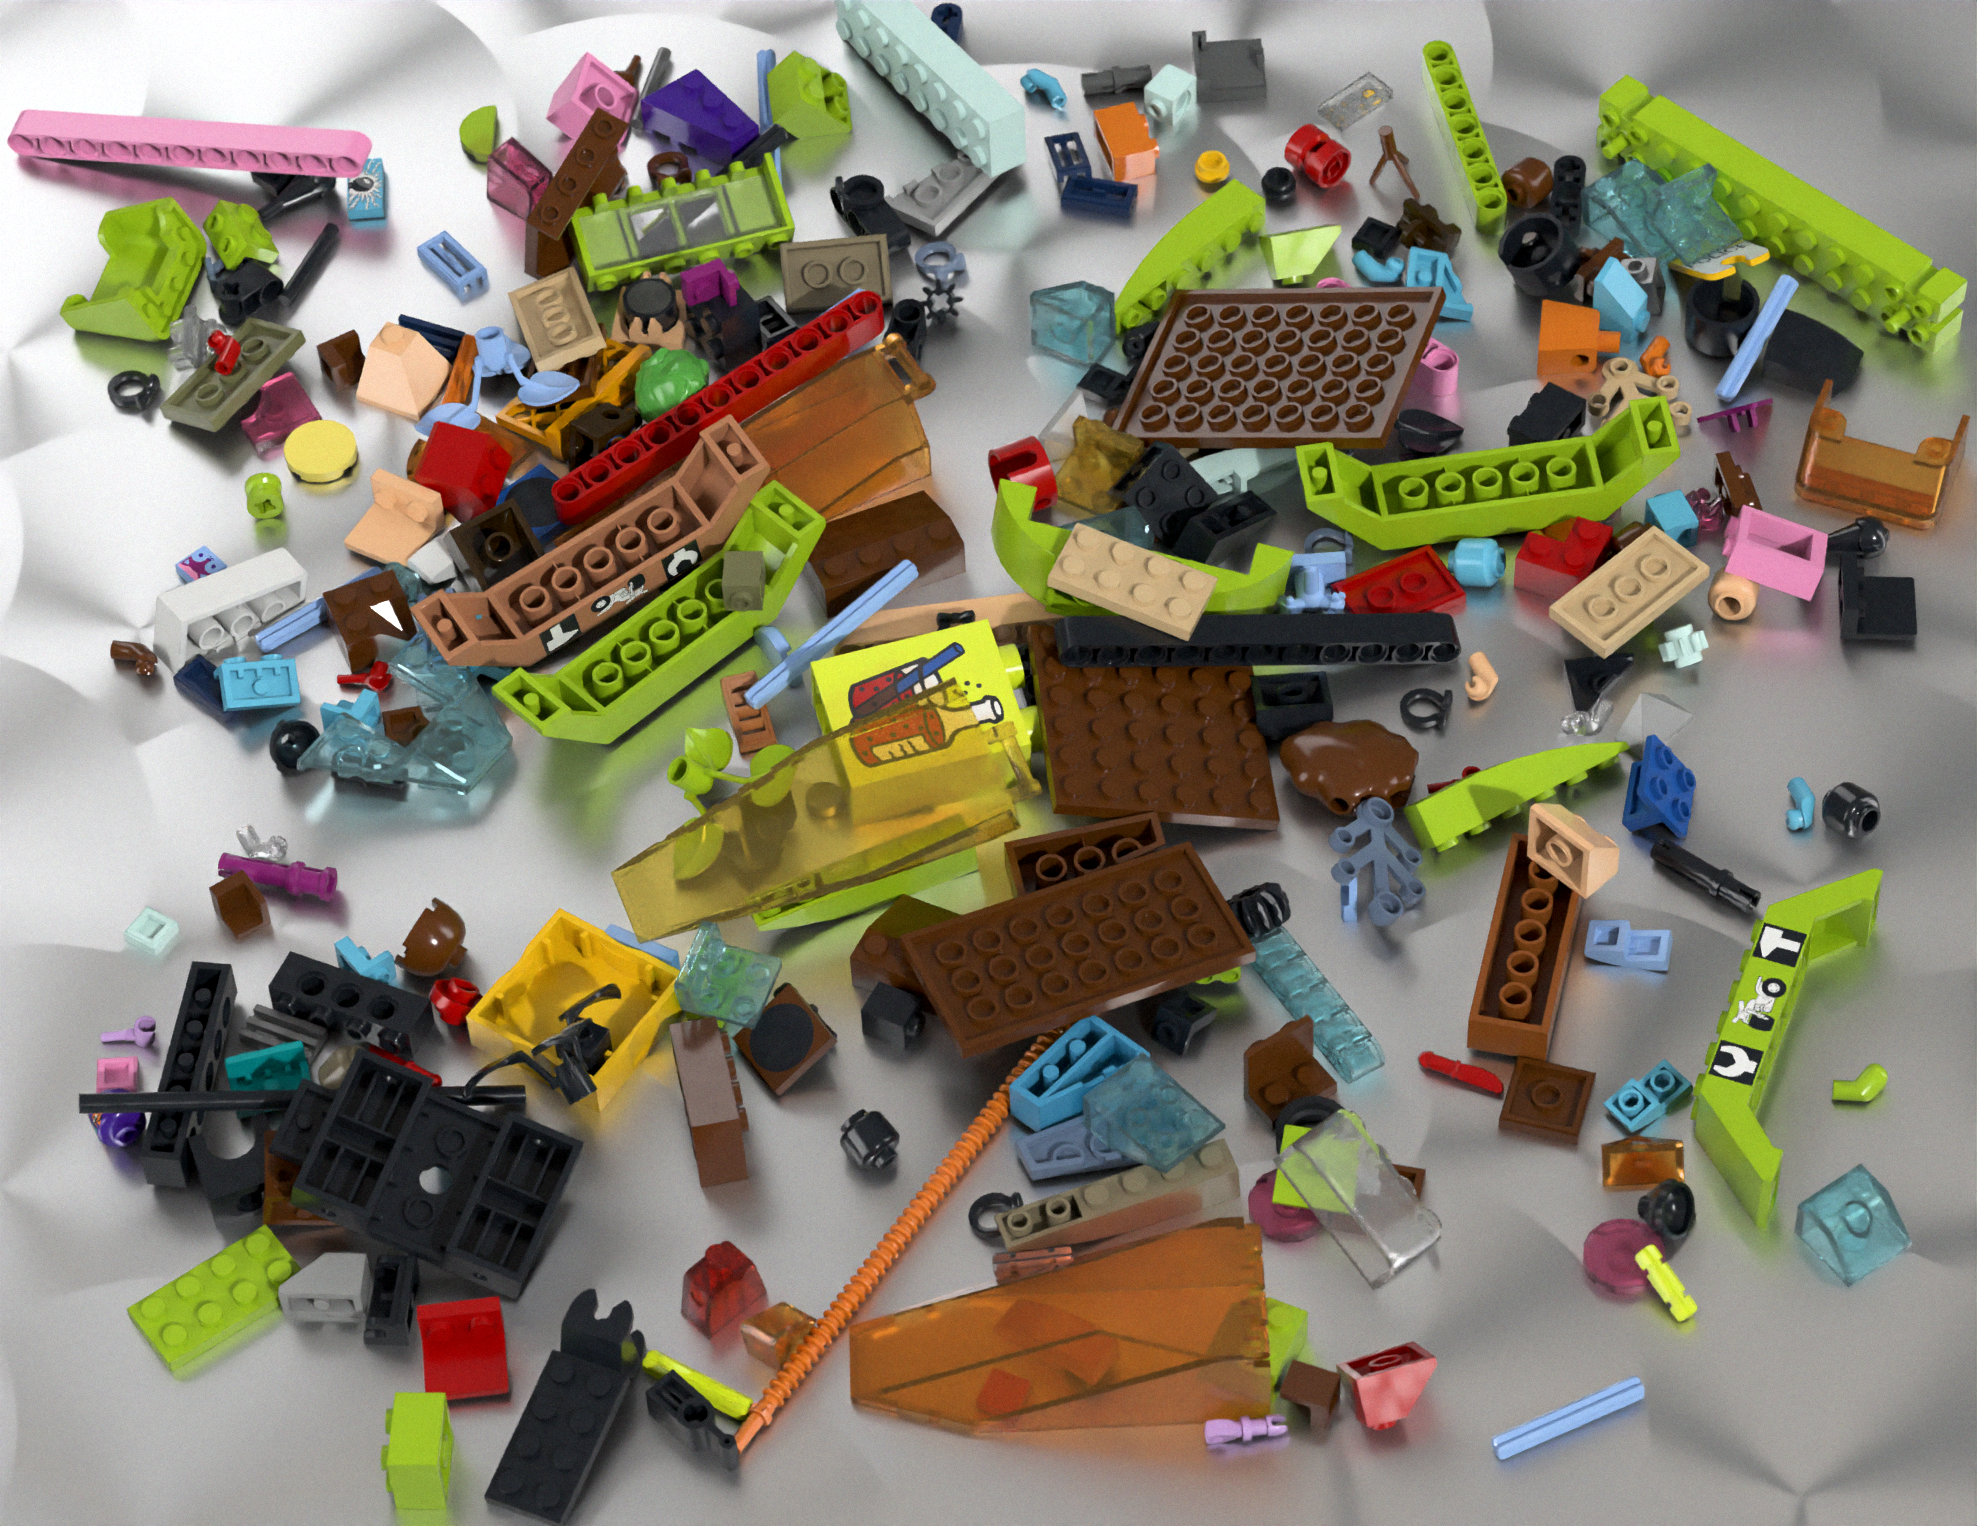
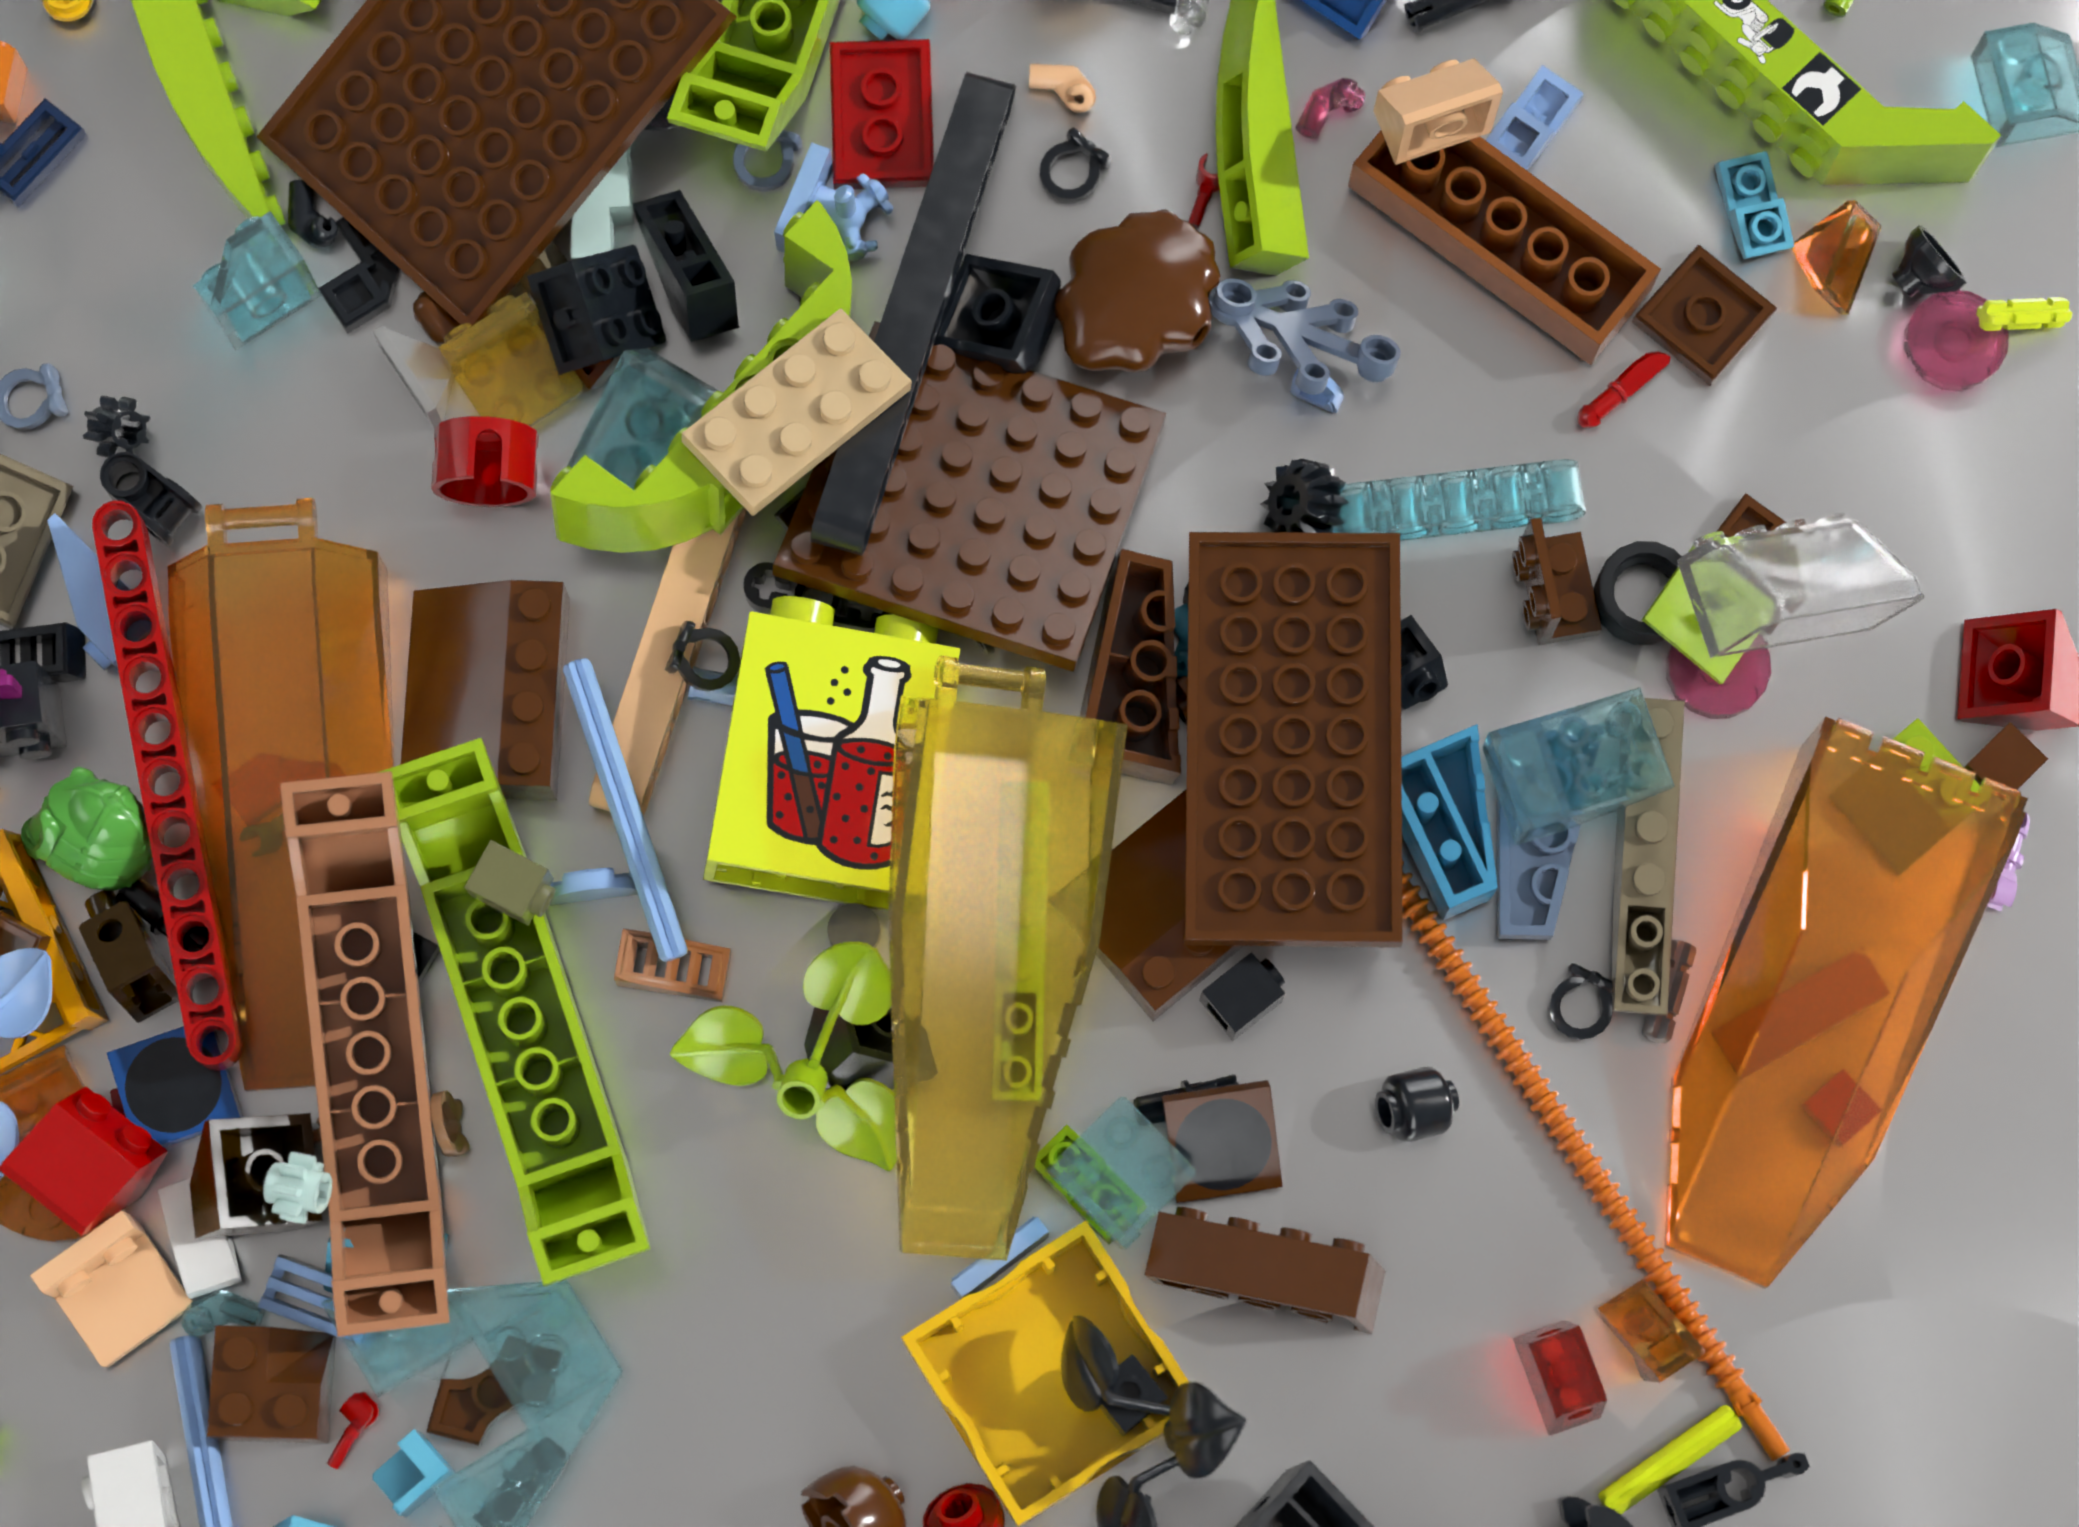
camera: 70 degrees left, 25 degrees up
(494, 560) = (297, 1187): none -> light aqua gear
(570, 652) = (449, 1112): none -> medium nougat piece

